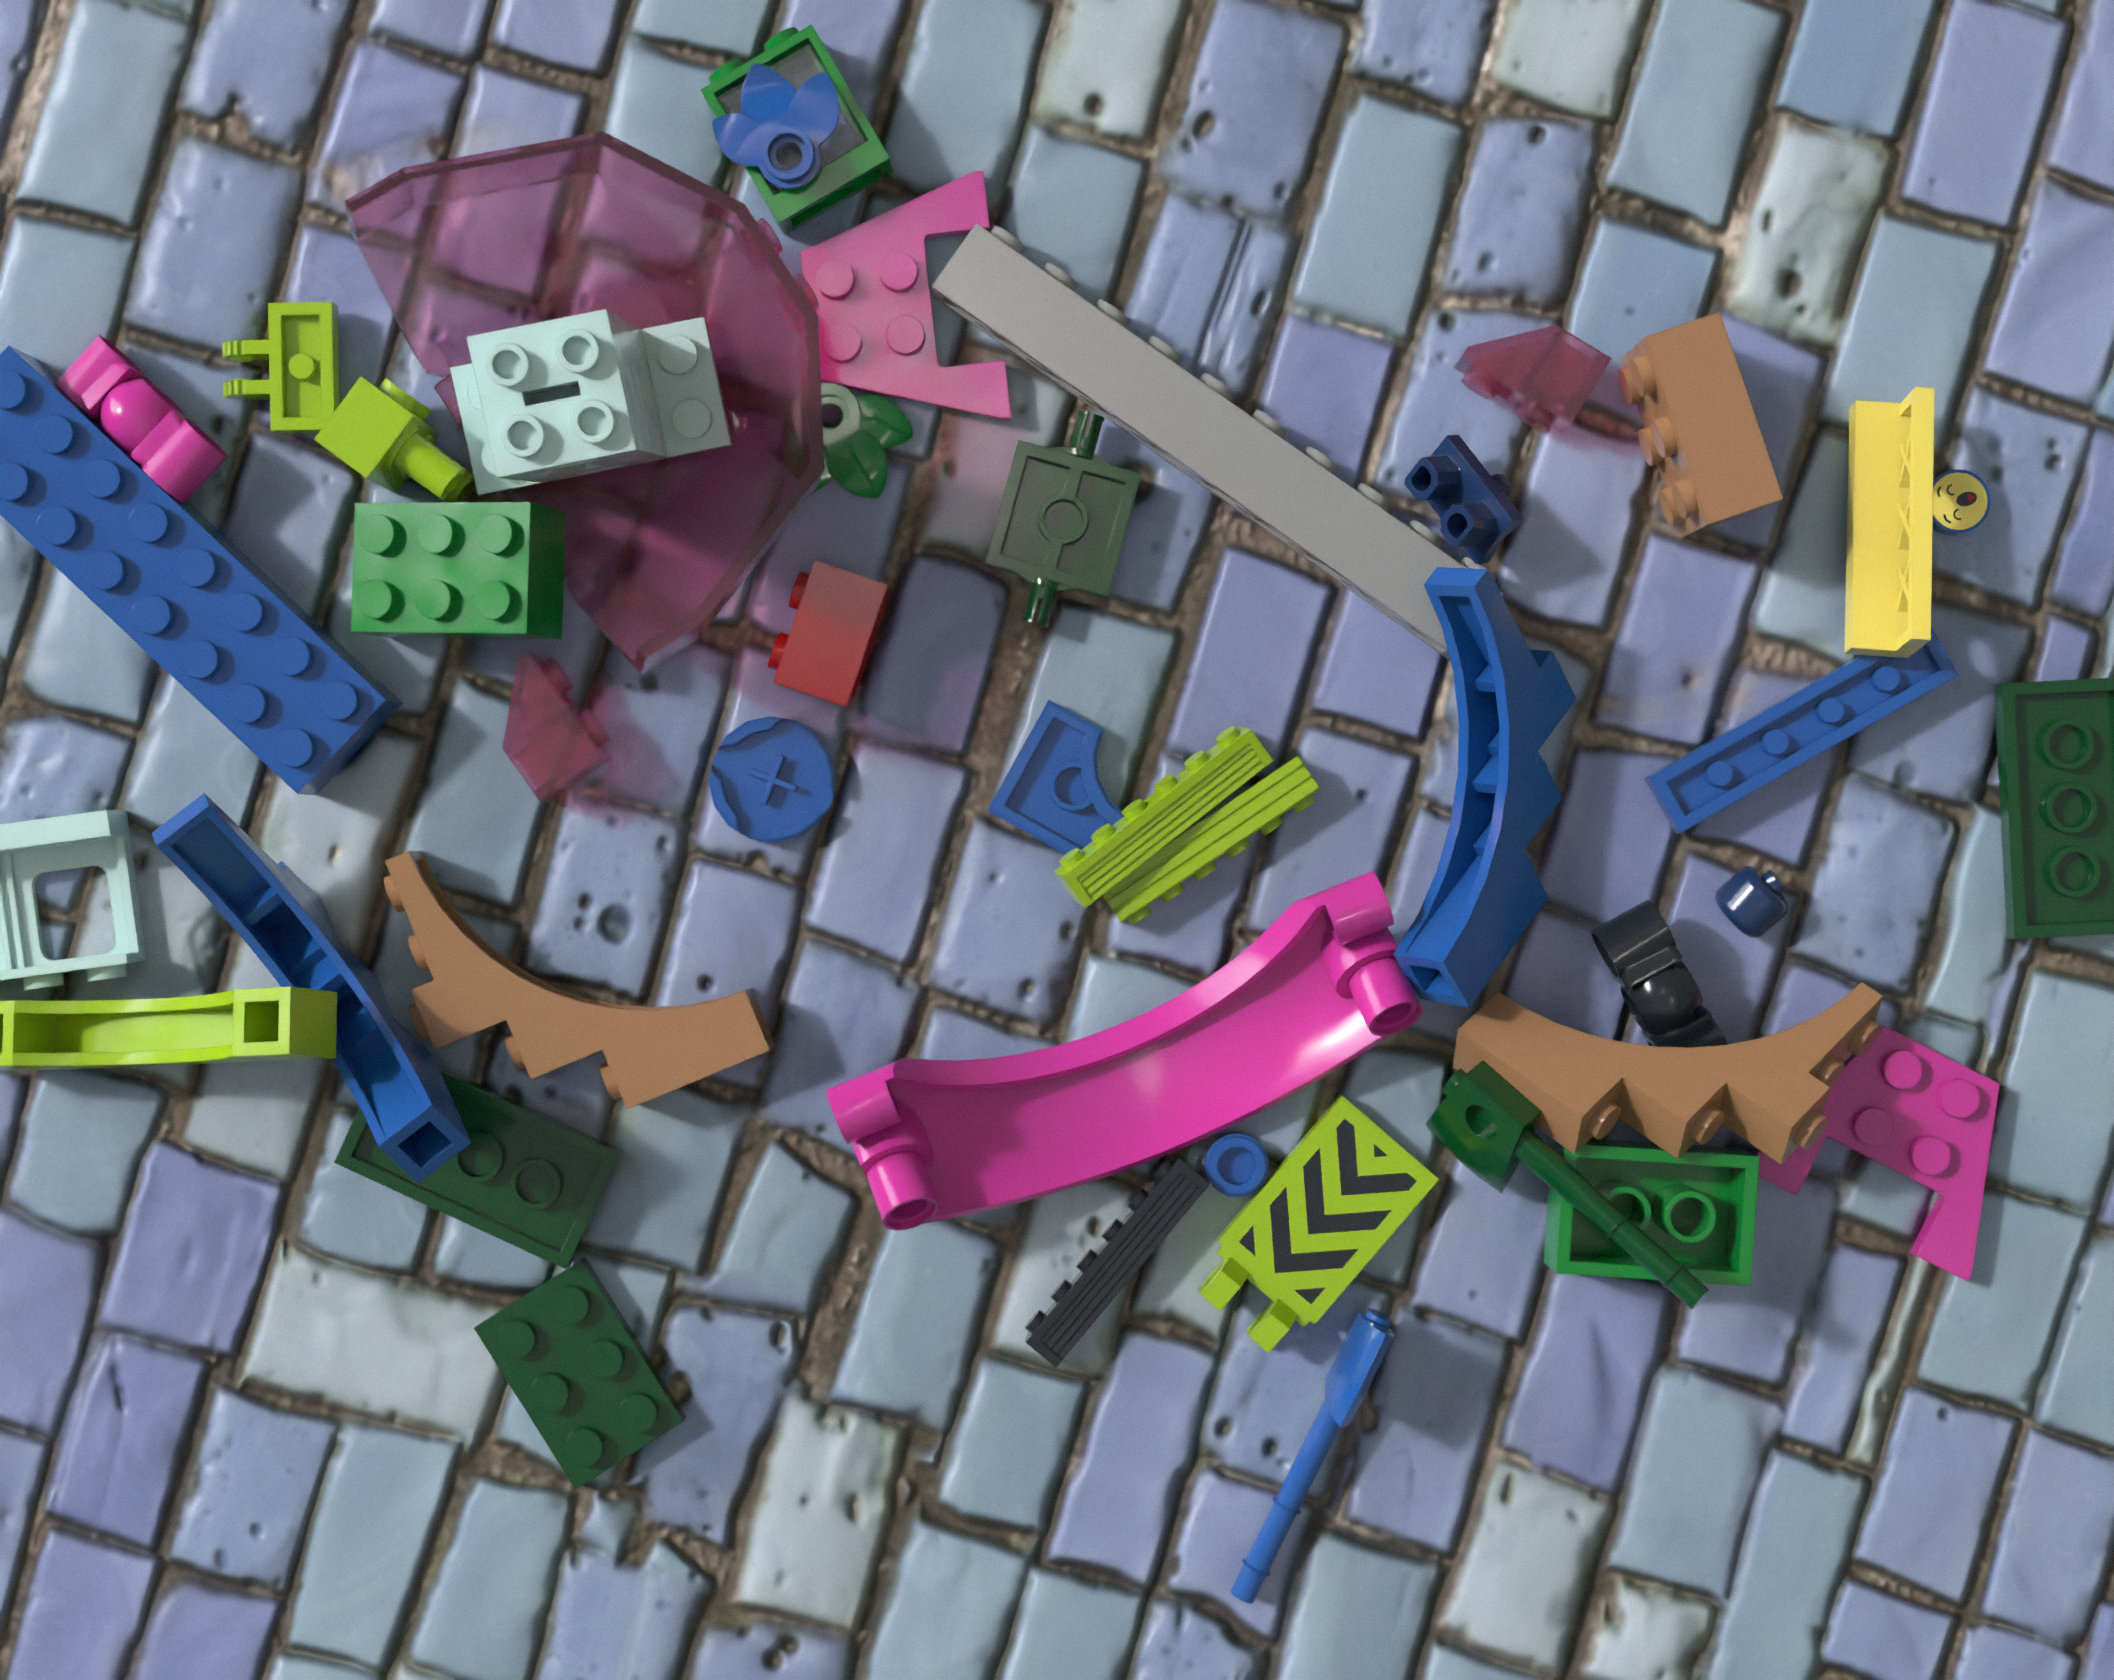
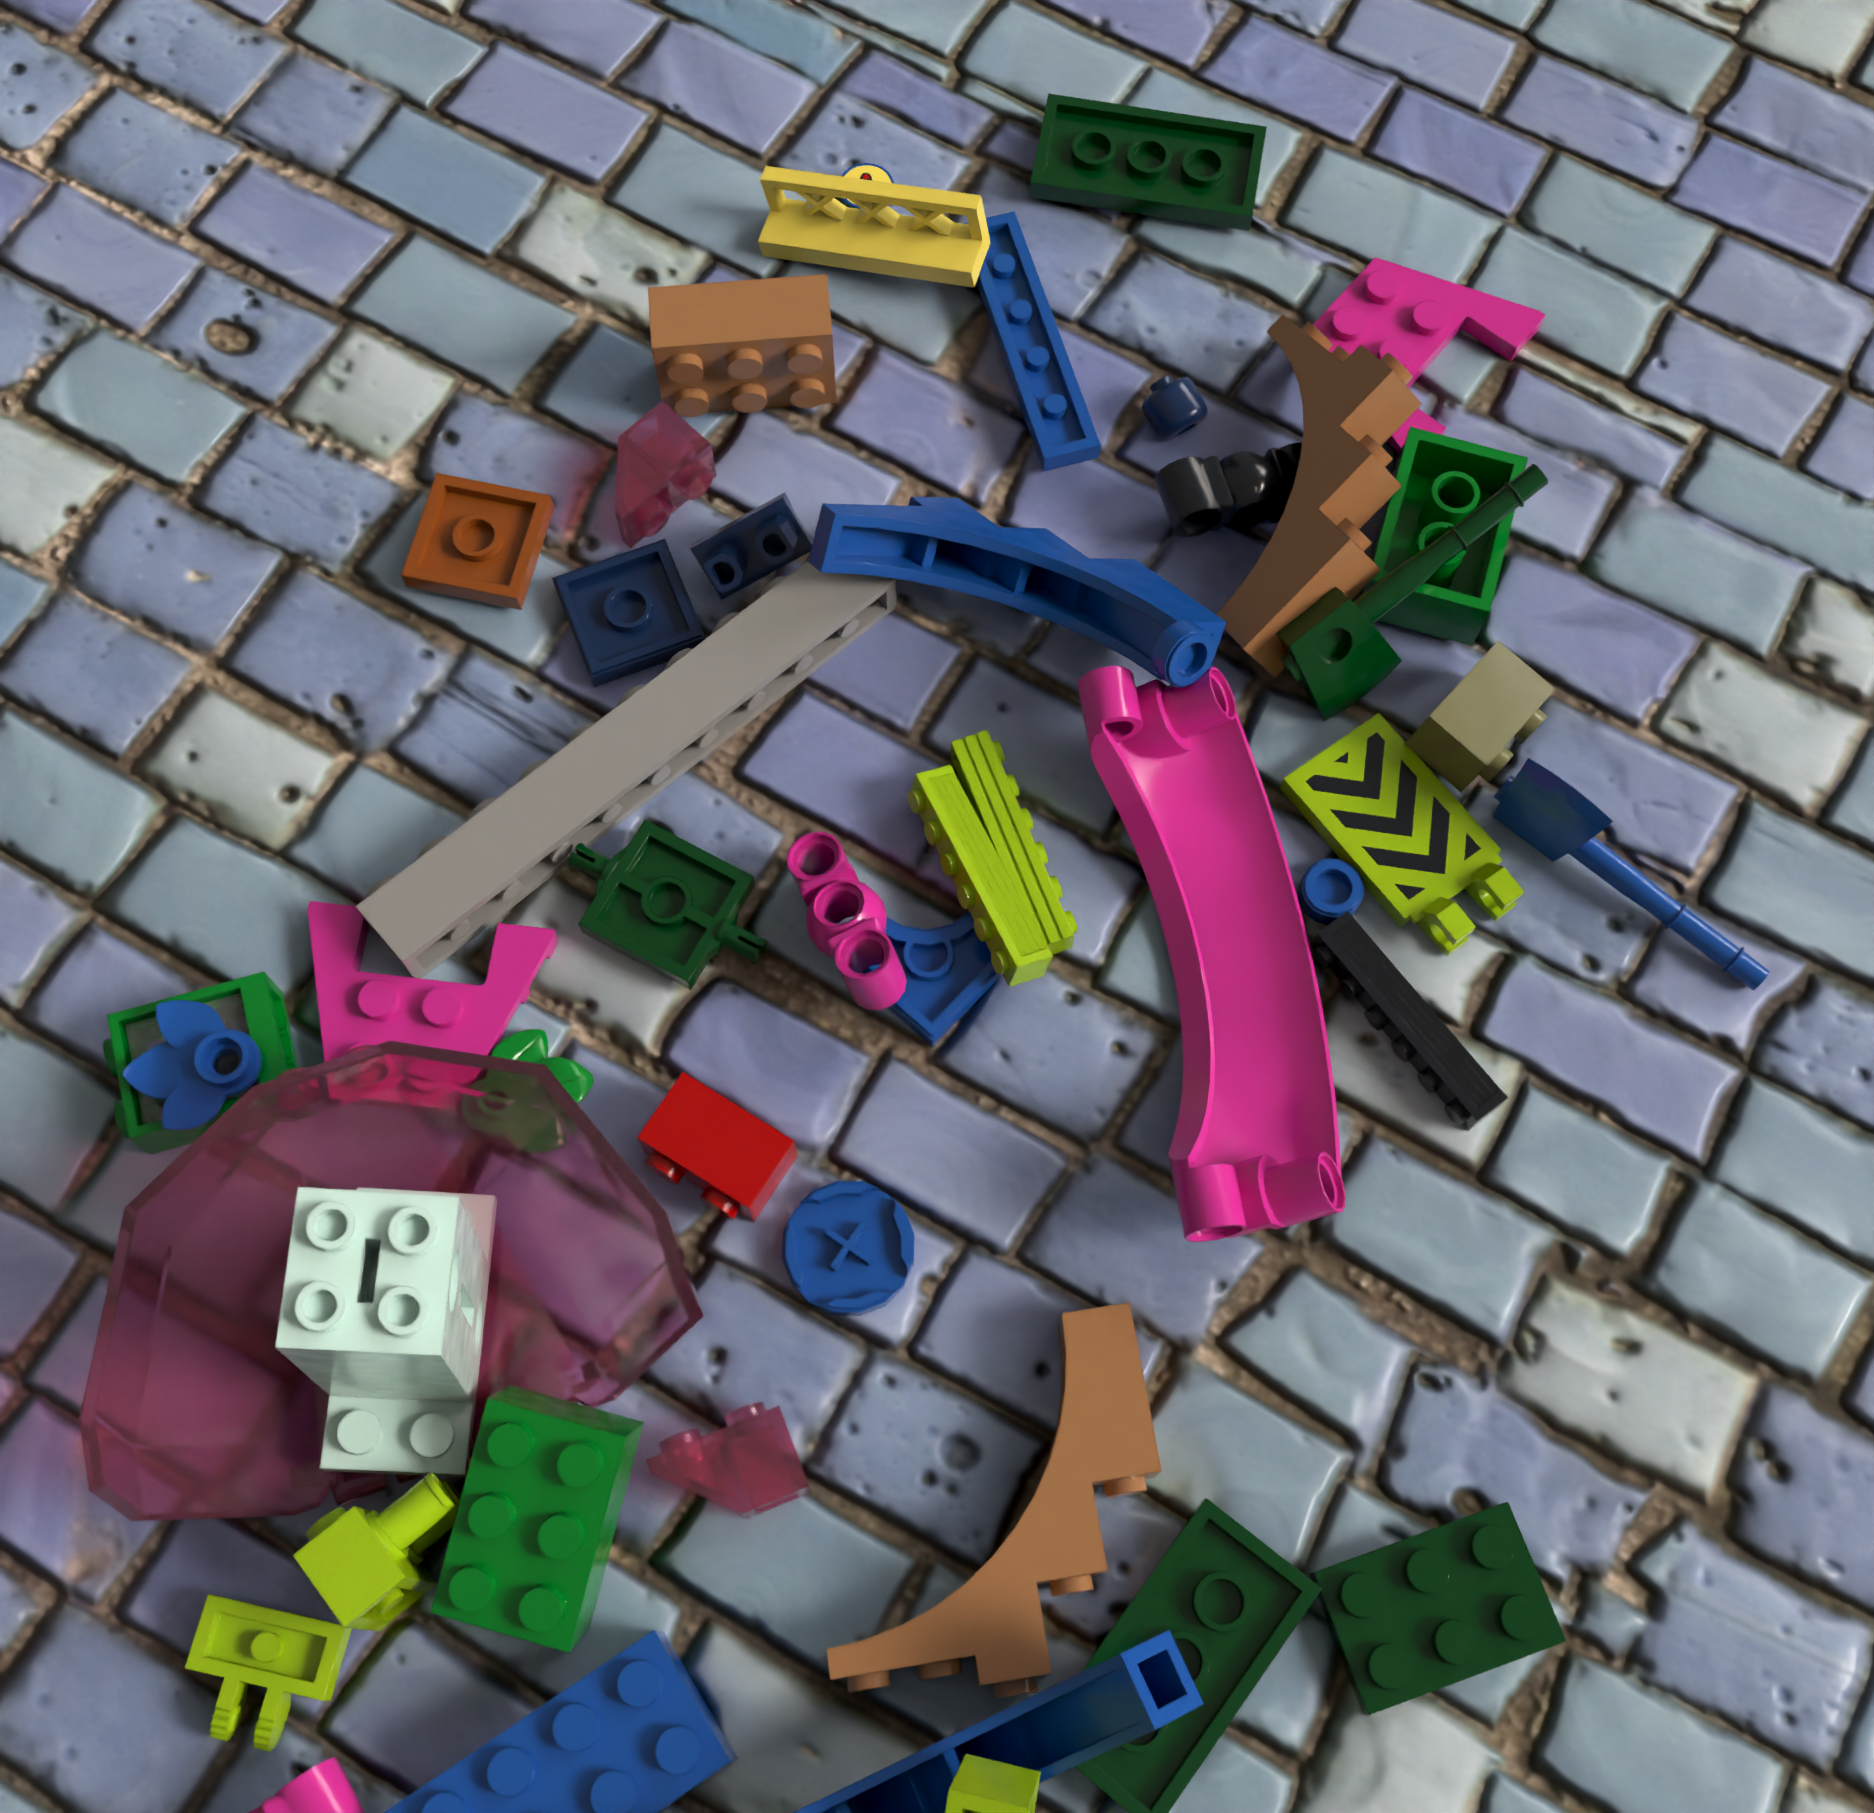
camera: 75 degrees left, 20 degrees down
(1097, 677) = (853, 943): none -> dark pink piece
(1374, 389) = (628, 612): none -> dark blue tile
(1414, 210) = (478, 541): none -> dark orange plate
(1416, 971) = (1182, 653): none -> blue tile
(1450, 1284) = (1480, 717): none -> olive brick

